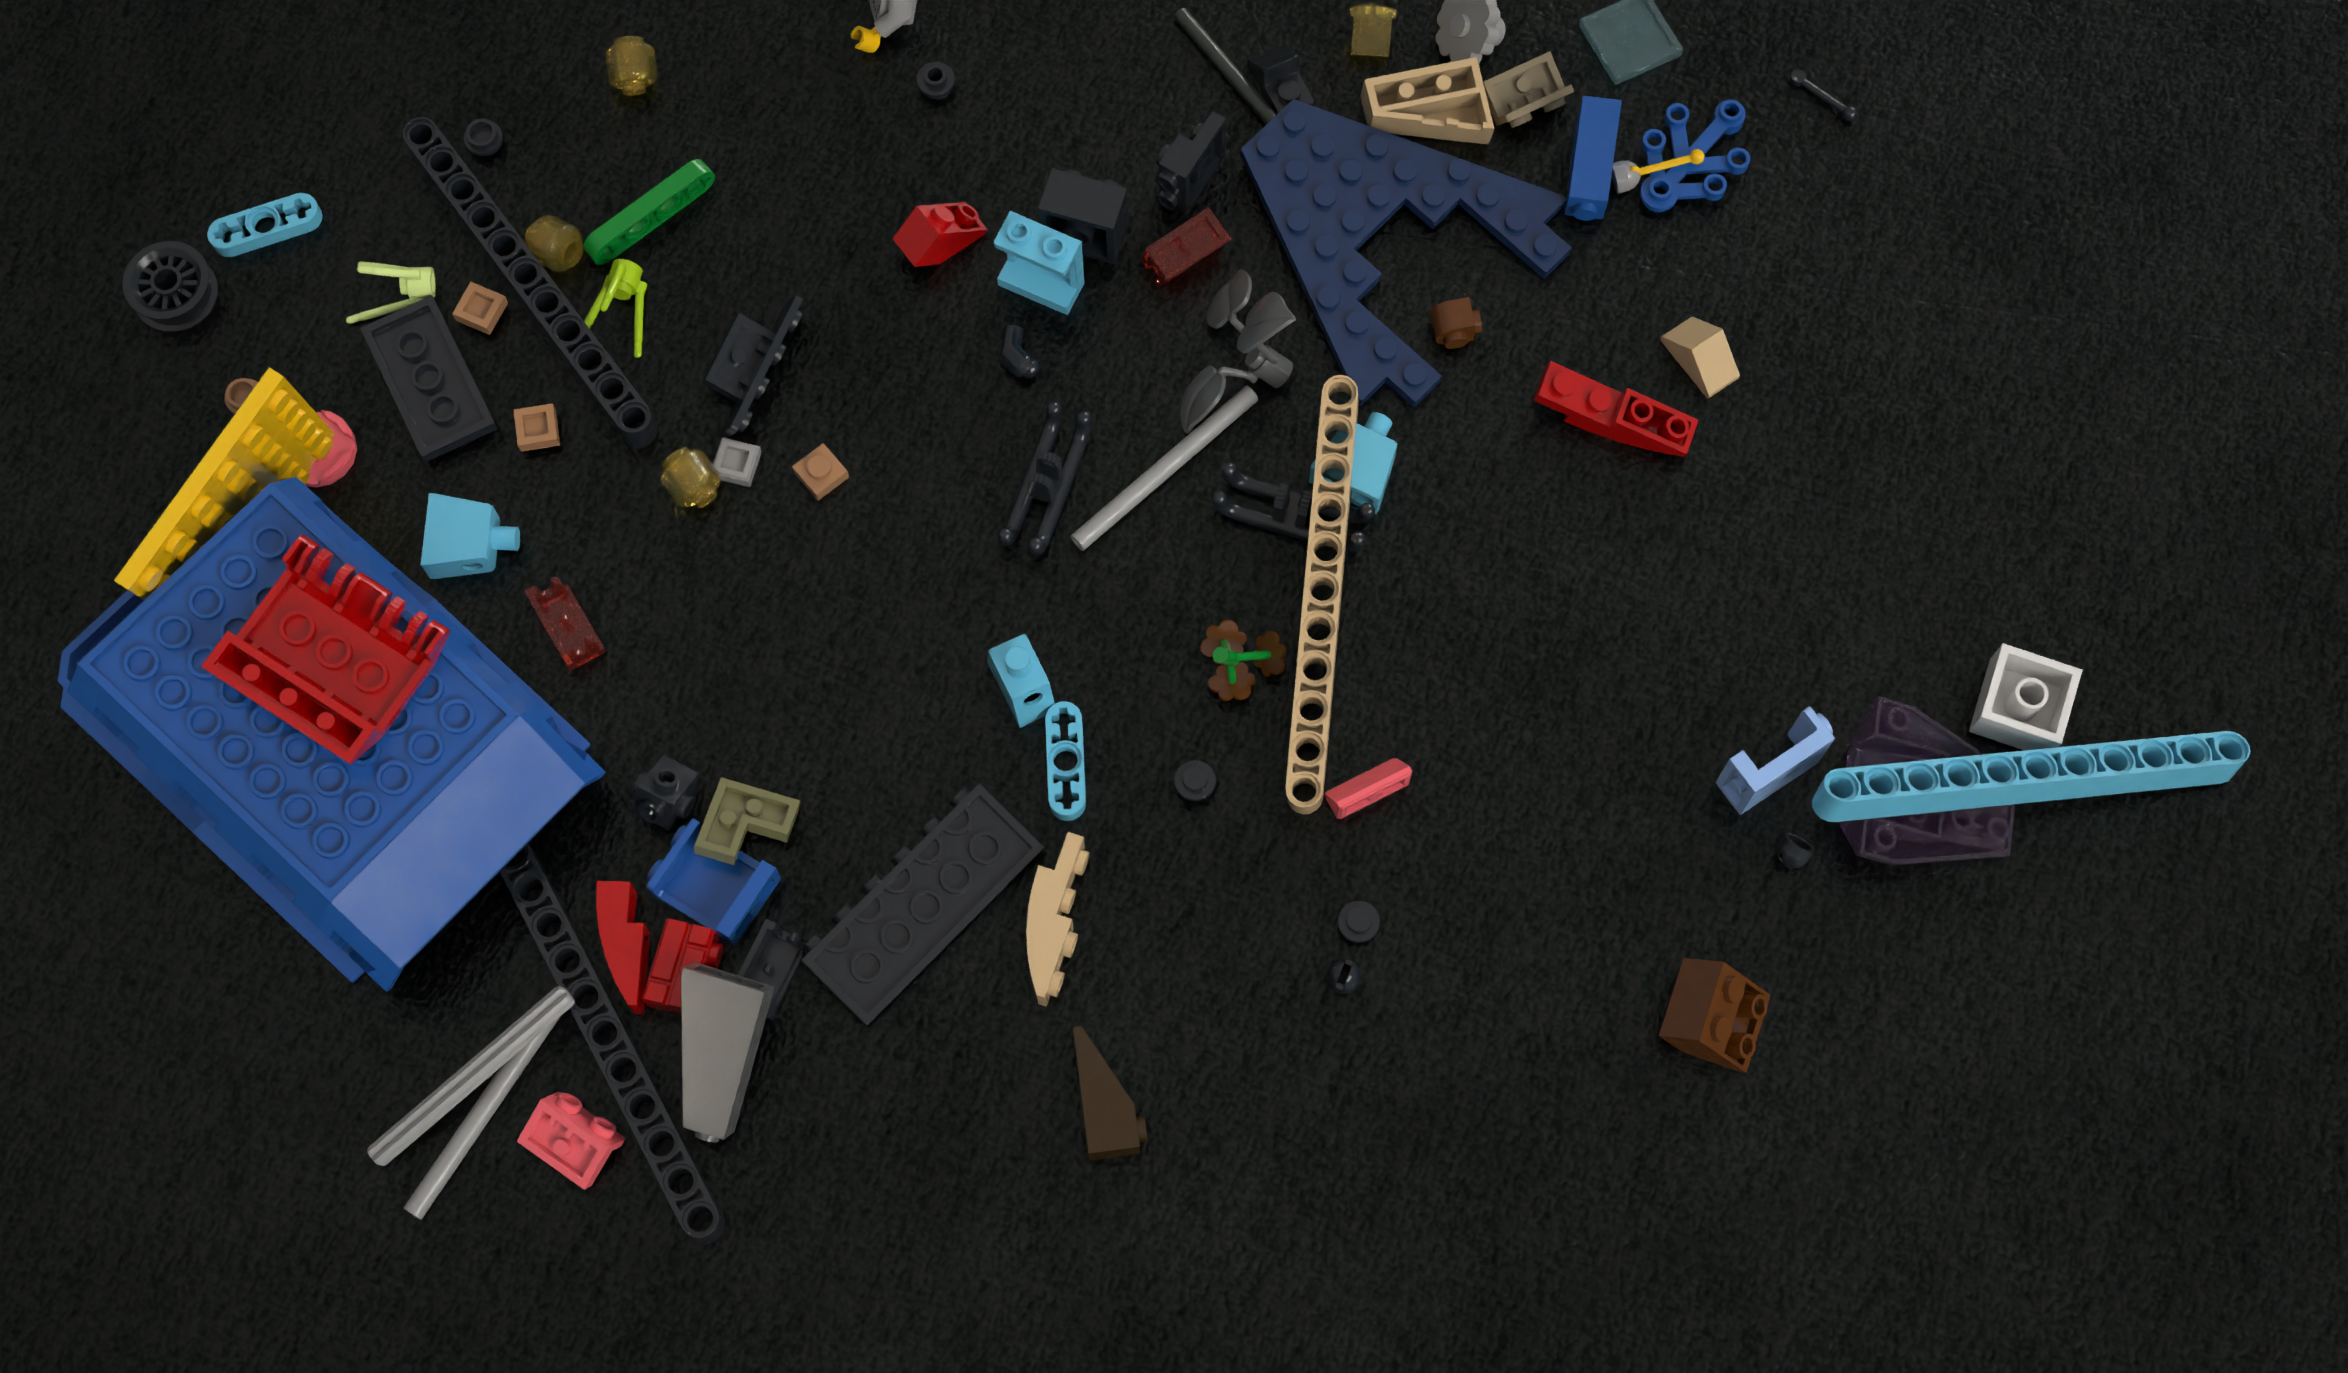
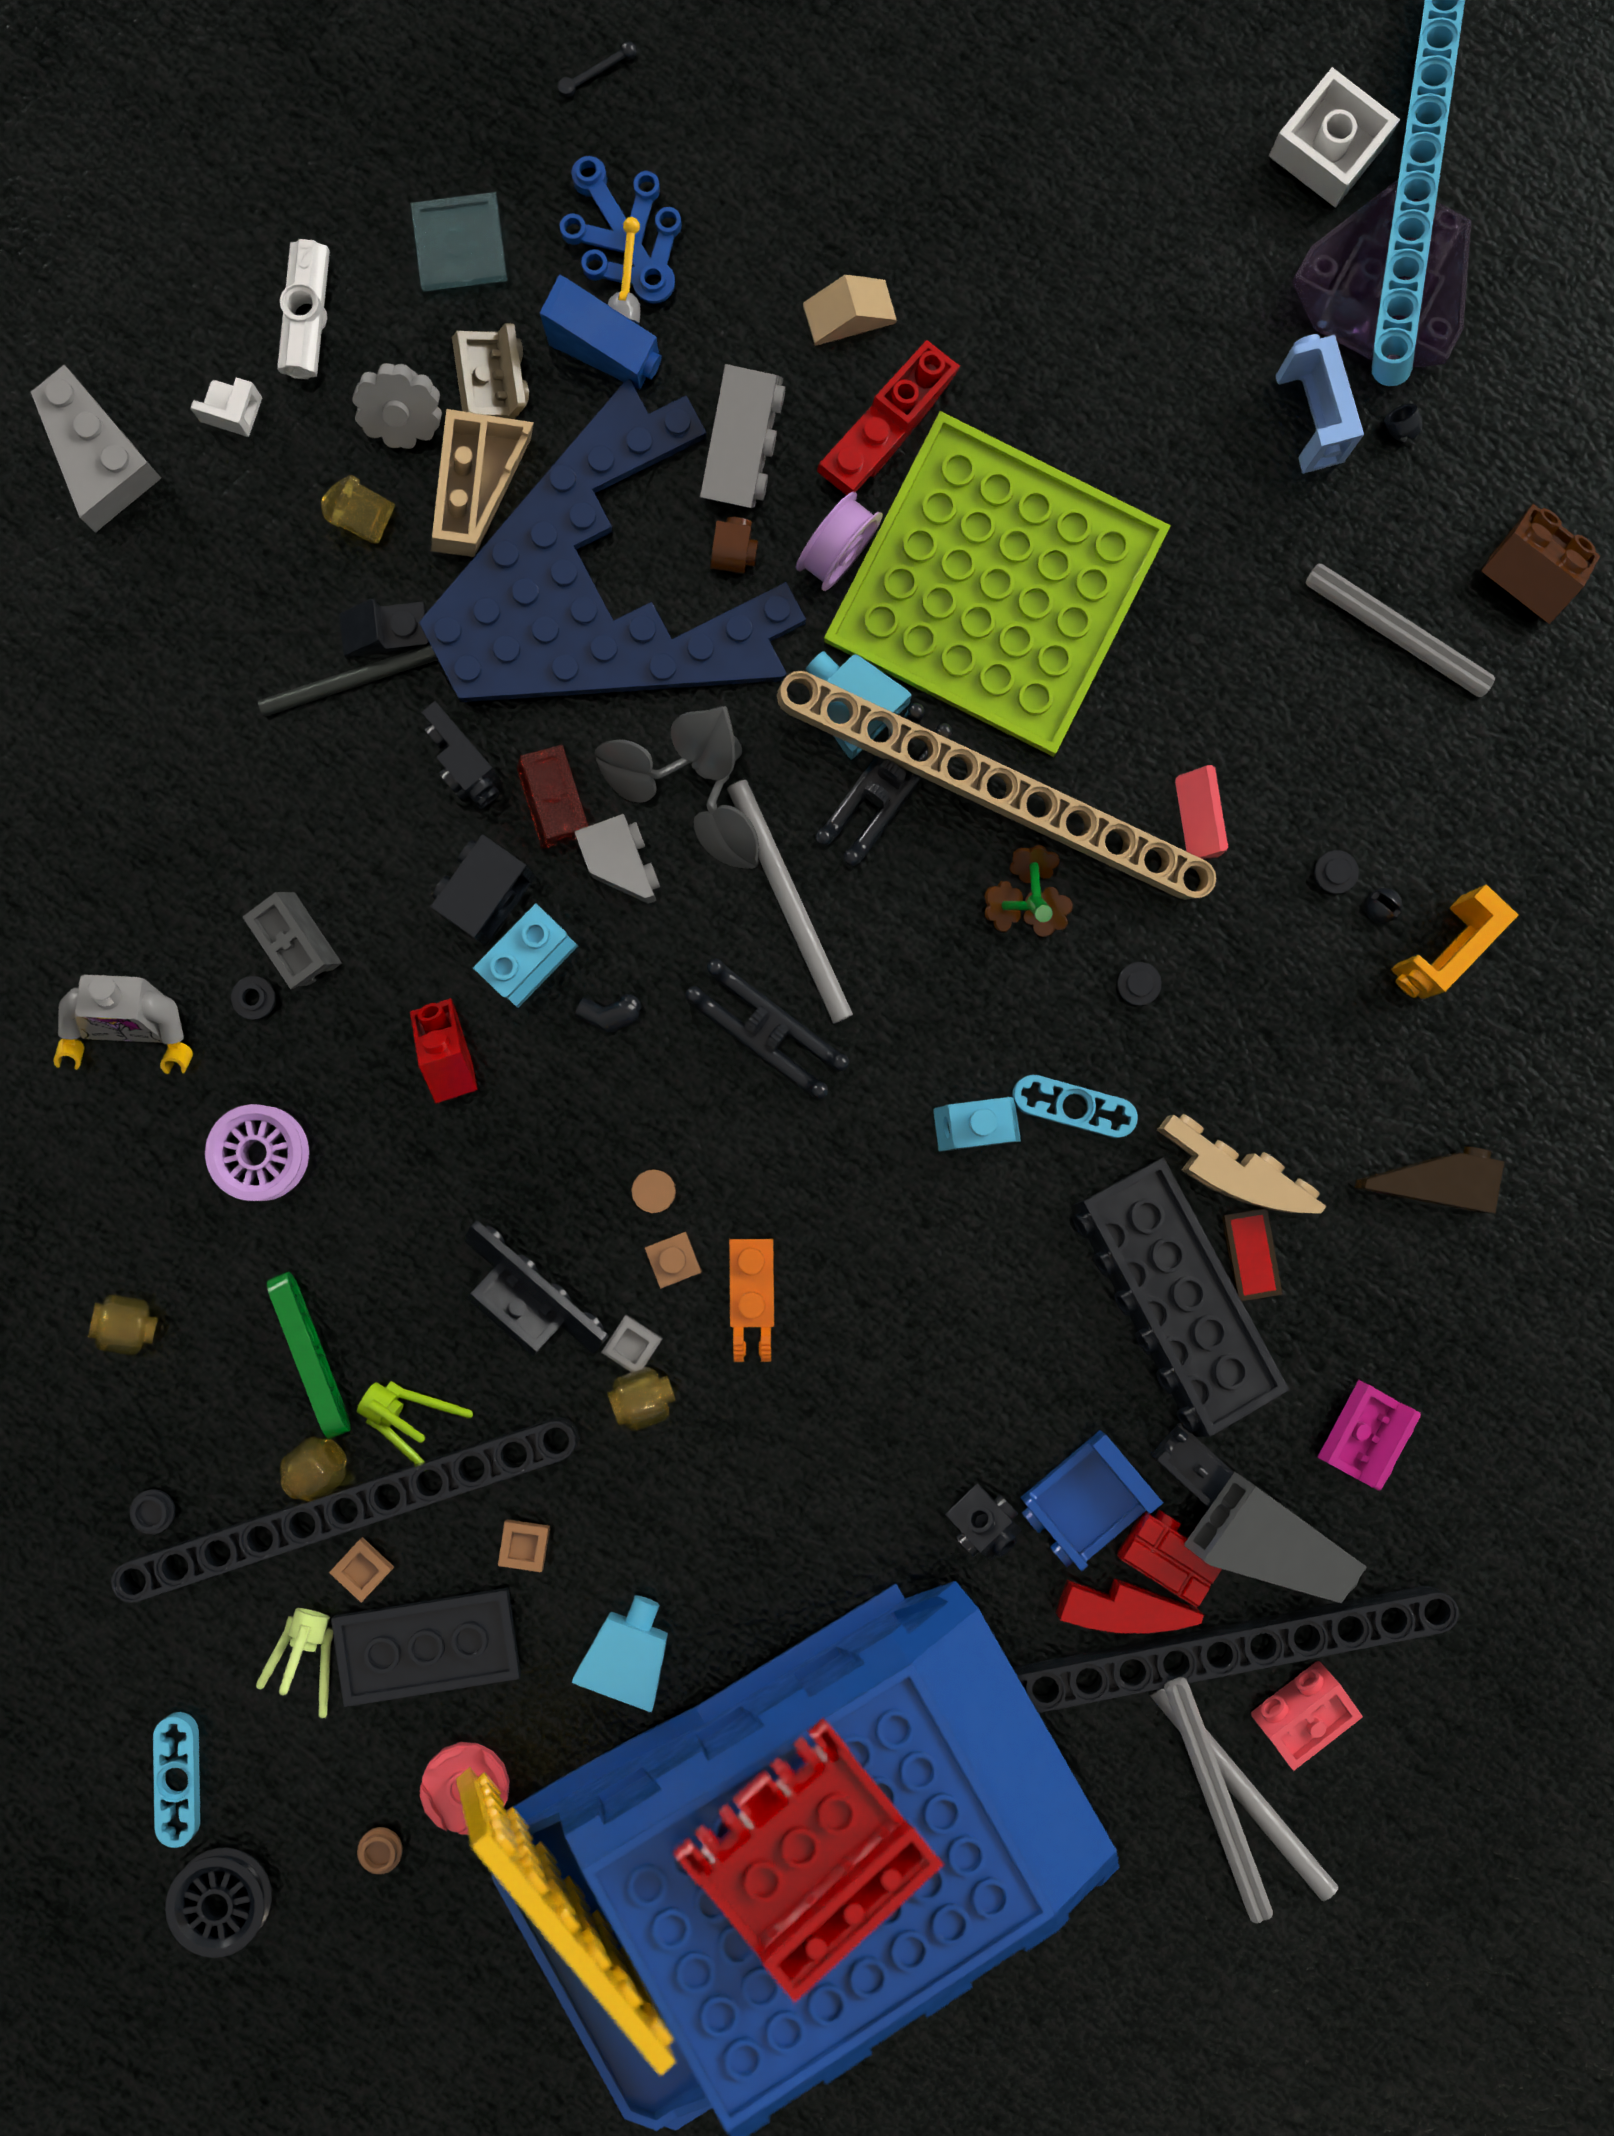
camera: 75 degrees left, 15 degrees up
(566, 623) = (758, 1575): clear red hinge -> none
(743, 809) = (1024, 1452): olive plate -> none
(787, 133) = (229, 1125): none -> lavender wheel
(808, 544) = (751, 1293): none -> orange hinge
(847, 1110) = (1369, 1435): none -> dark pink bracket
(875, 436) = (653, 1191): none -> medium nougat piece
(982, 958) = (1252, 1254): none -> red tile
(994, 90) = (291, 939): none -> dark grey hinge
(1152, 314) = (614, 858): none -> light grey slope
(1321, 1045) = (1486, 919): none -> light orange panel
(1489, 398) = (839, 541): none -> lavender wheel
(1508, 549) = (996, 583): none -> lime plate
(1554, 296) = (742, 436): none -> light grey wedge
(1603, 910) = (1400, 630): none -> light grey axle

